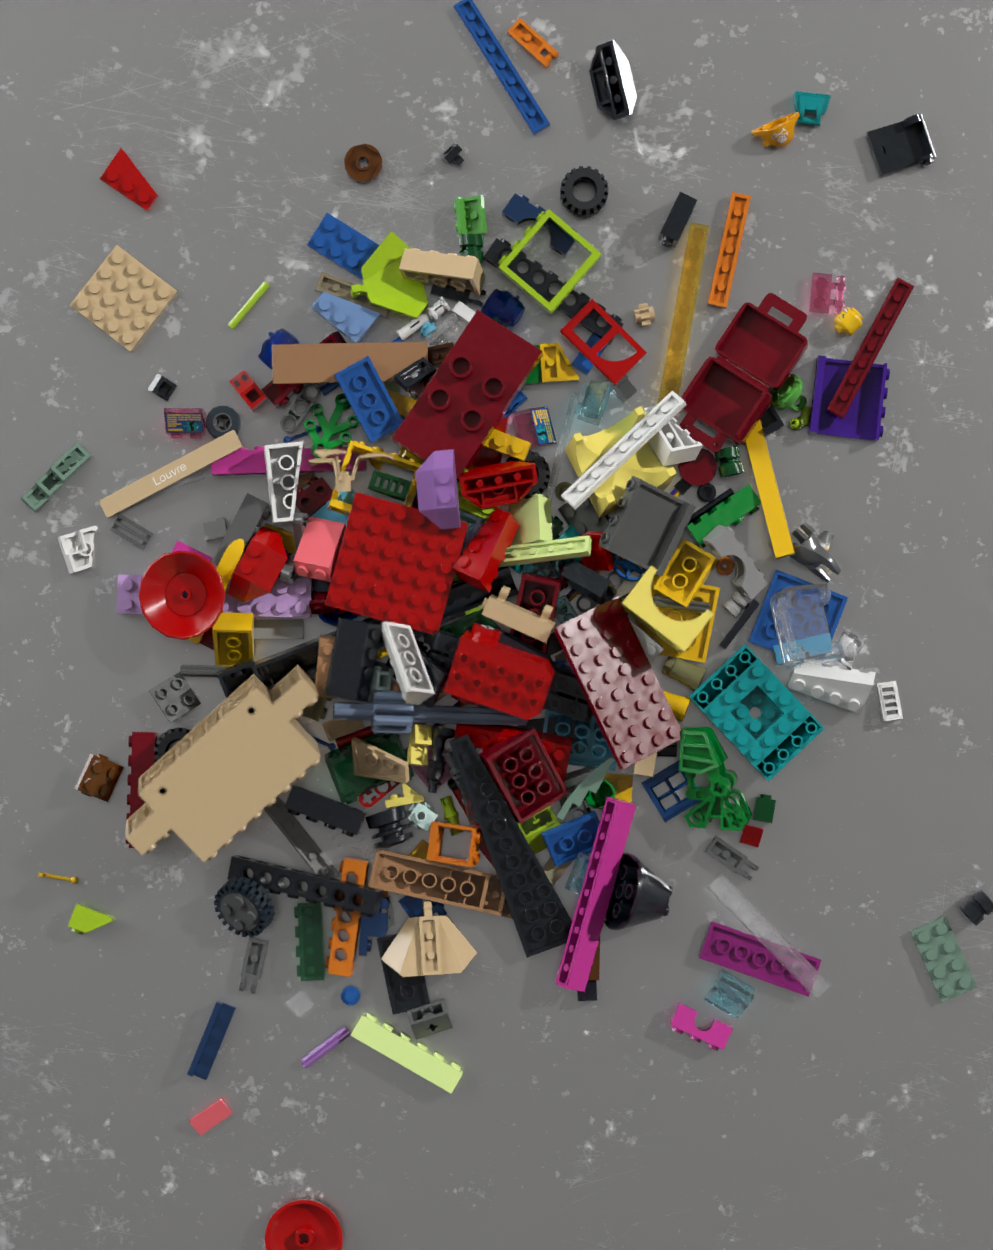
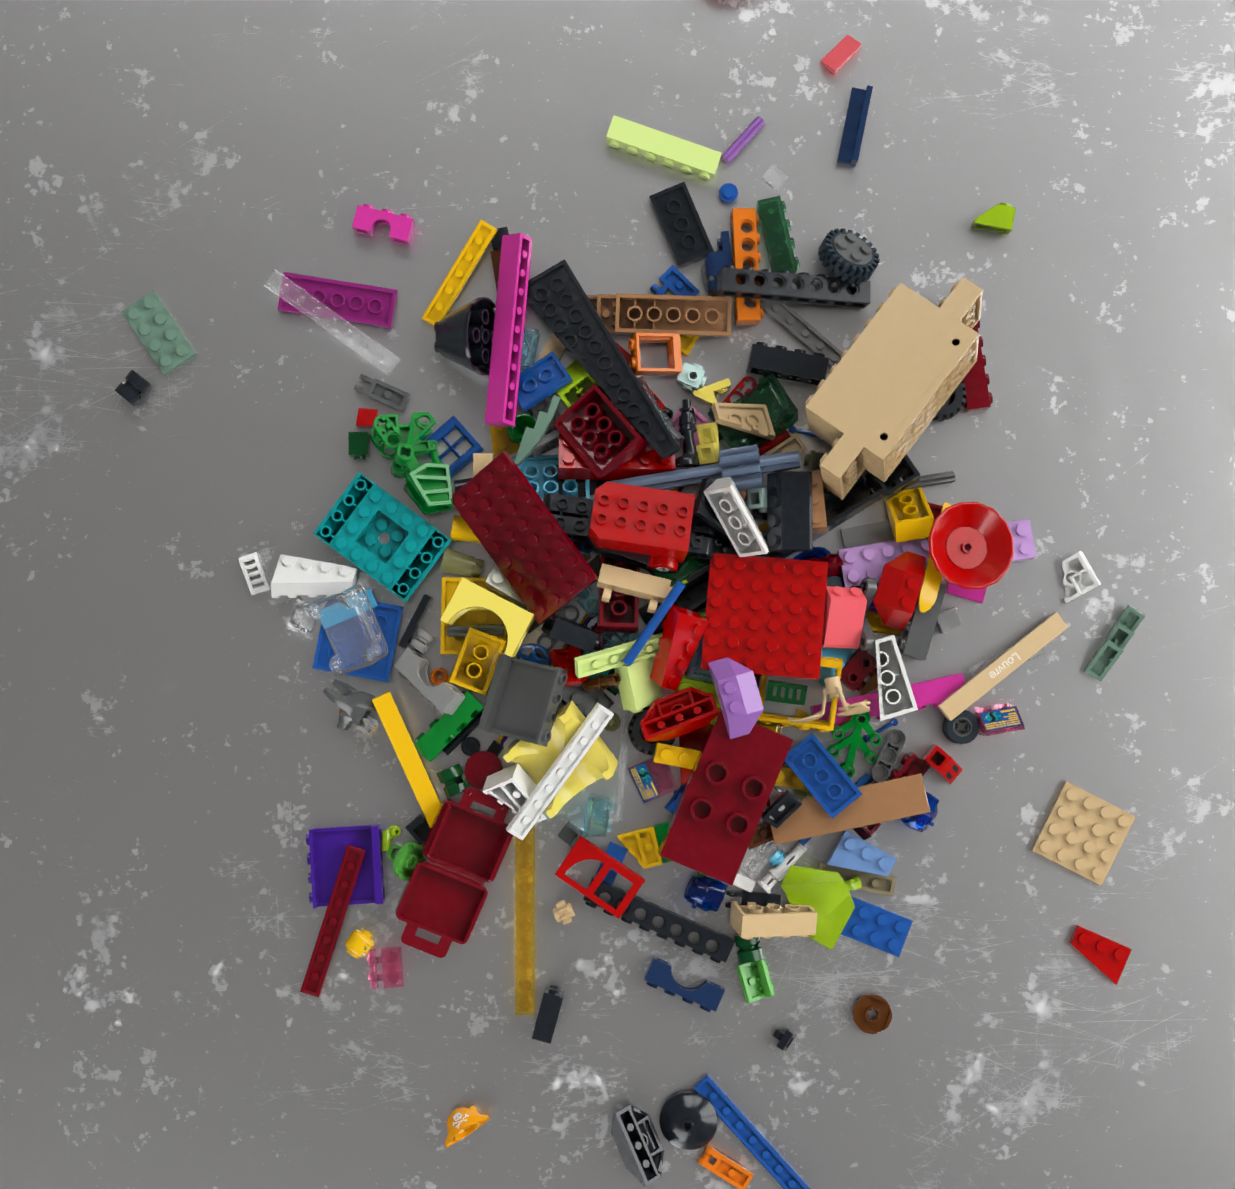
camera: 165 degrees right, 0 degrees up
(74, 880) = (1017, 254): yellow hinge -> none
(98, 777) = (1014, 357): reddish brown piece -> none
(117, 523) = (1044, 608): dark grey tile -> none
(162, 387) = (1027, 751): black slope -> none
(174, 697) = (955, 448): dark grey hinge -> none
(248, 305) = (958, 849): lime bar -> none
(253, 962) = (828, 206): dark grey hinge -> none
(389, 827) = (721, 358): black wheel -> none
(428, 947) = (661, 251): tan panel -> none
(429, 1019) = (647, 182): dark grey brick -> none
(450, 813) = (665, 386): lime pin -> none
(506, 575) = (653, 623): none -> blue piece
(518, 246) = (641, 931): lime window -> none
(556, 105) = (692, 1109): none -> black dish
(567, 529) = (601, 682): none -> reddish brown pin
(584, 175) = (651, 1042): black tyre -> none
(633, 962) = (460, 272): none -> yellow tile
(729, 250) = (491, 993): orange plate -> none
(730, 994) = (359, 260): clear light blue bracket -> none
(810, 104) = (436, 1157): teal piece -> none
(903, 143) = (334, 1133): black door -> none

